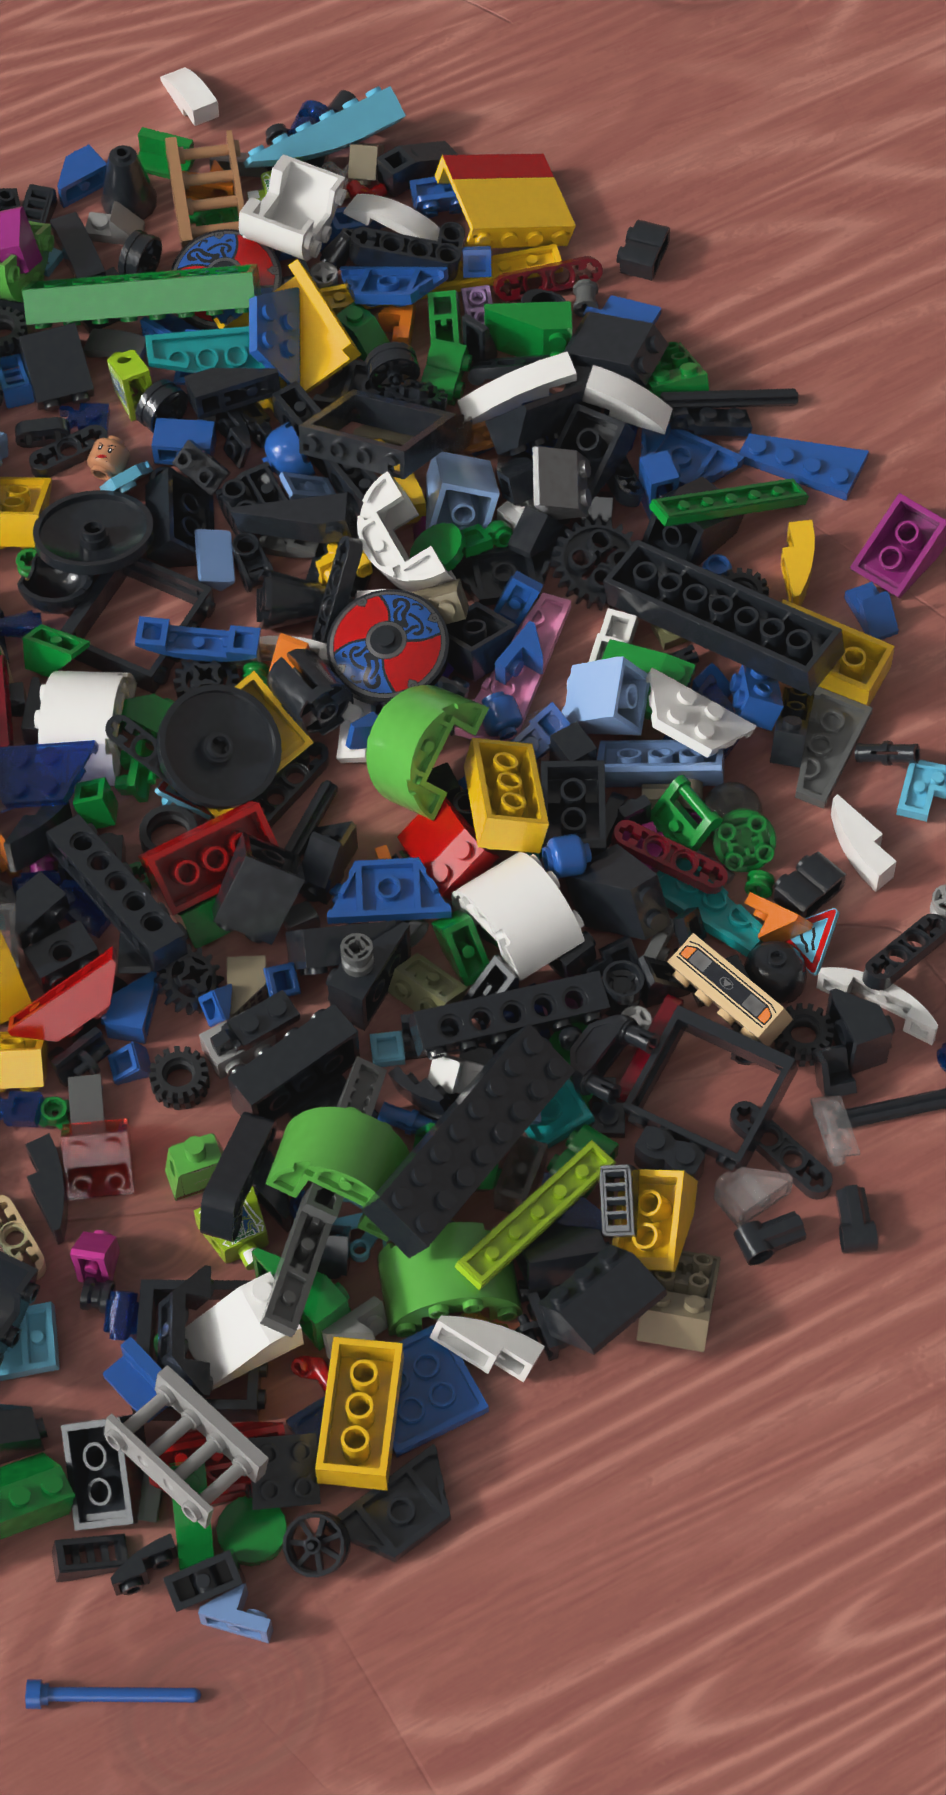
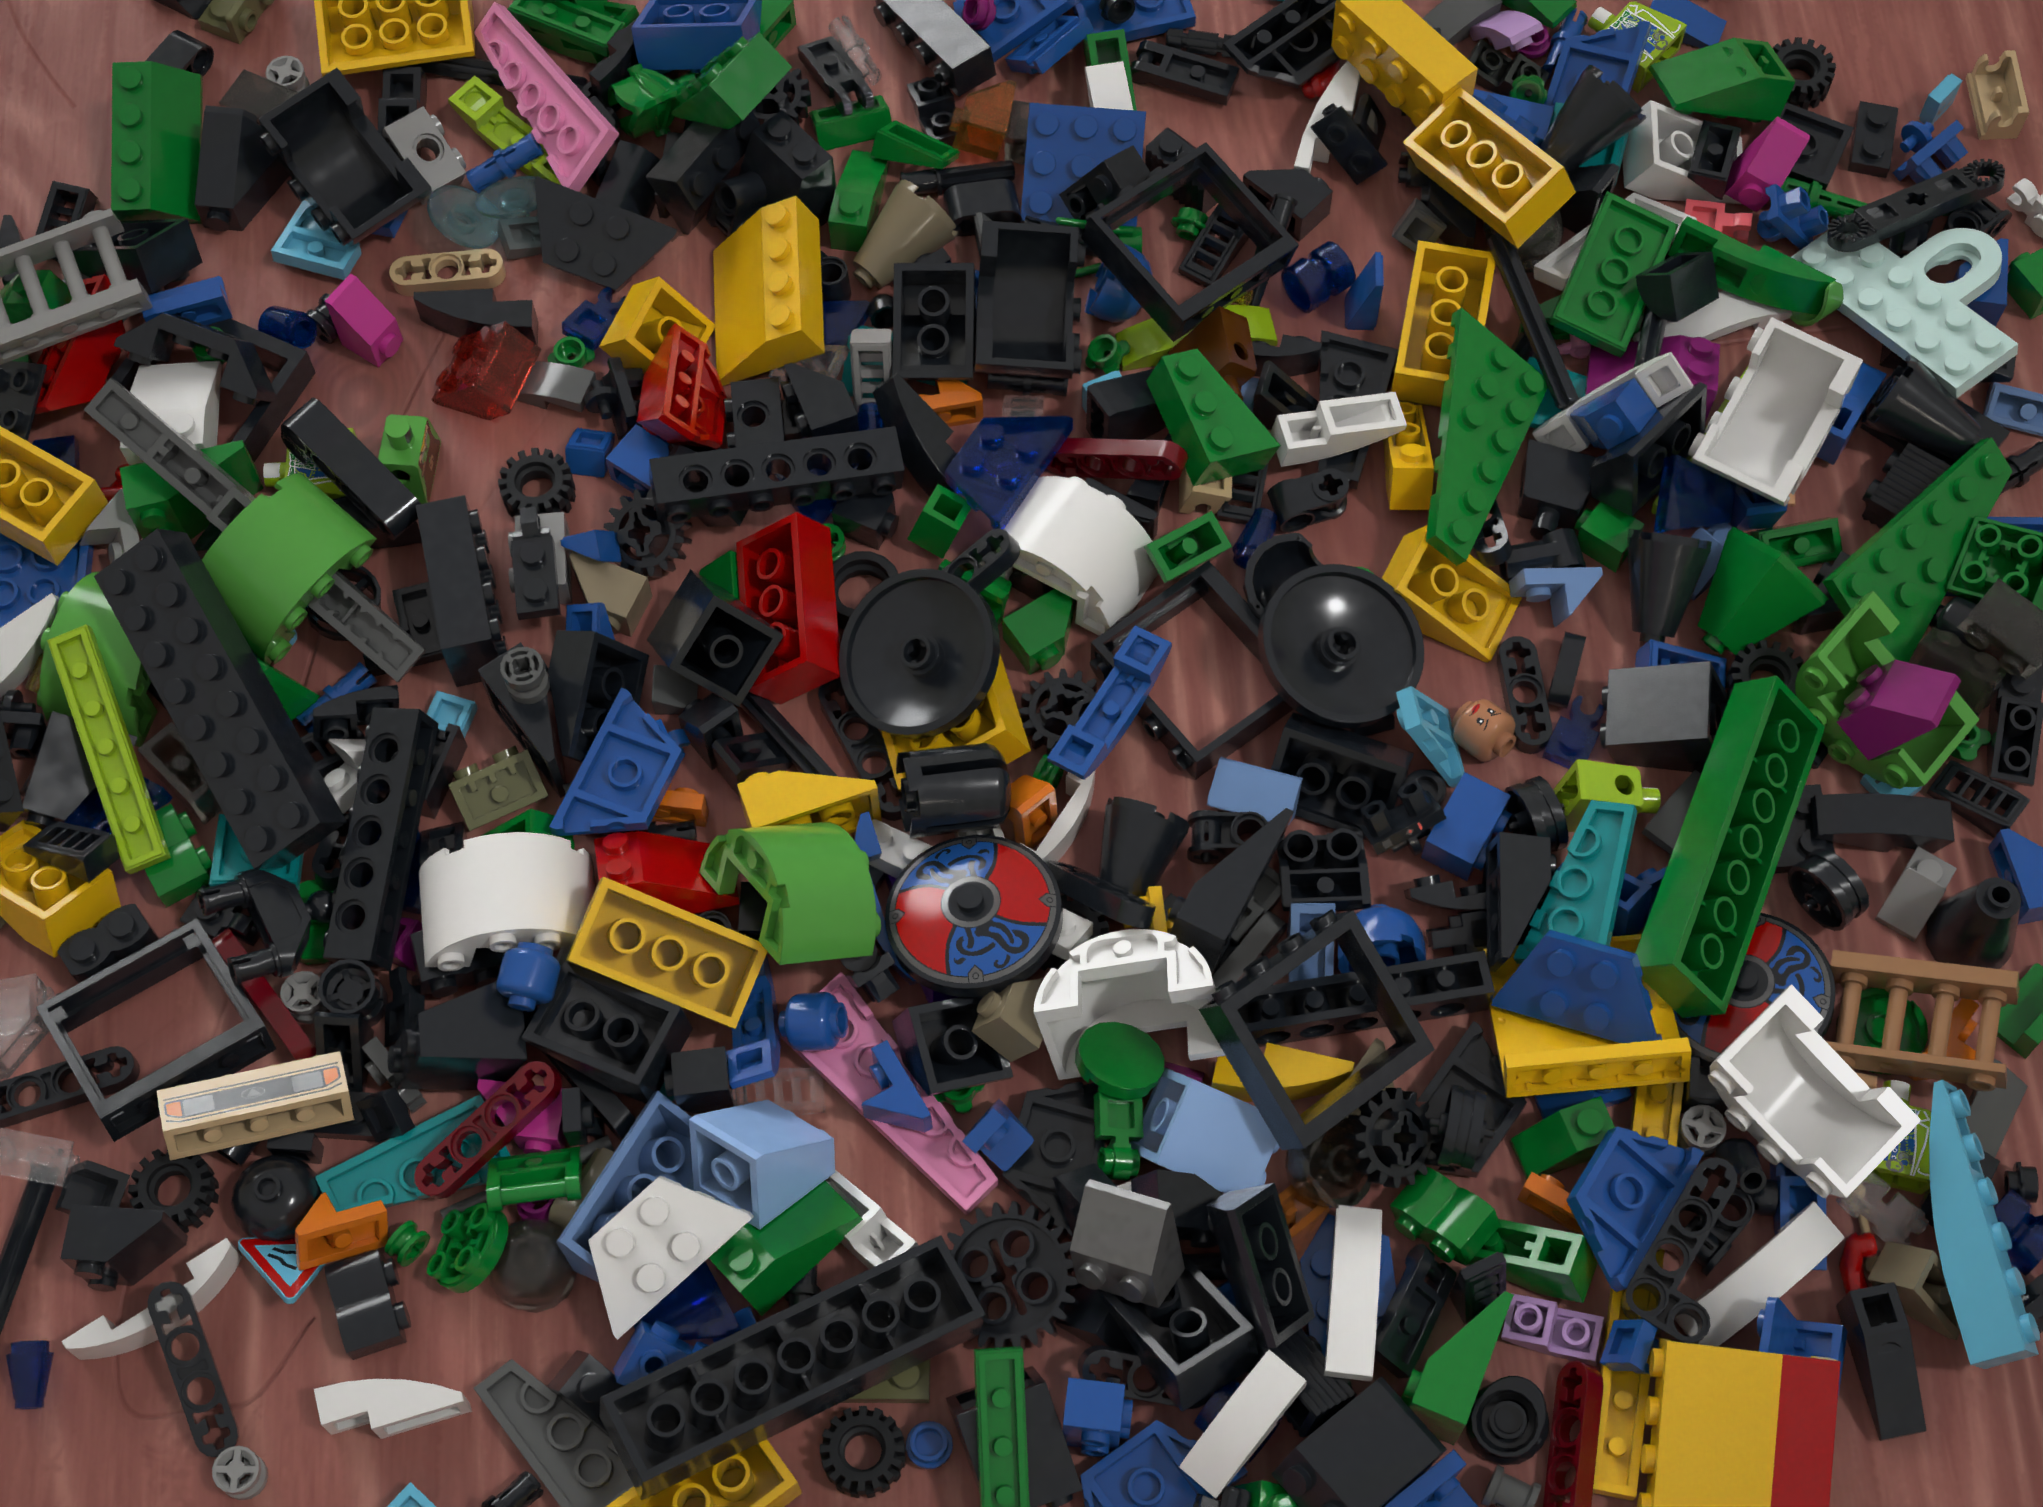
camera: 115 degrees right, 5 degrees up
(363, 789) = (807, 798): none -> yellow slope

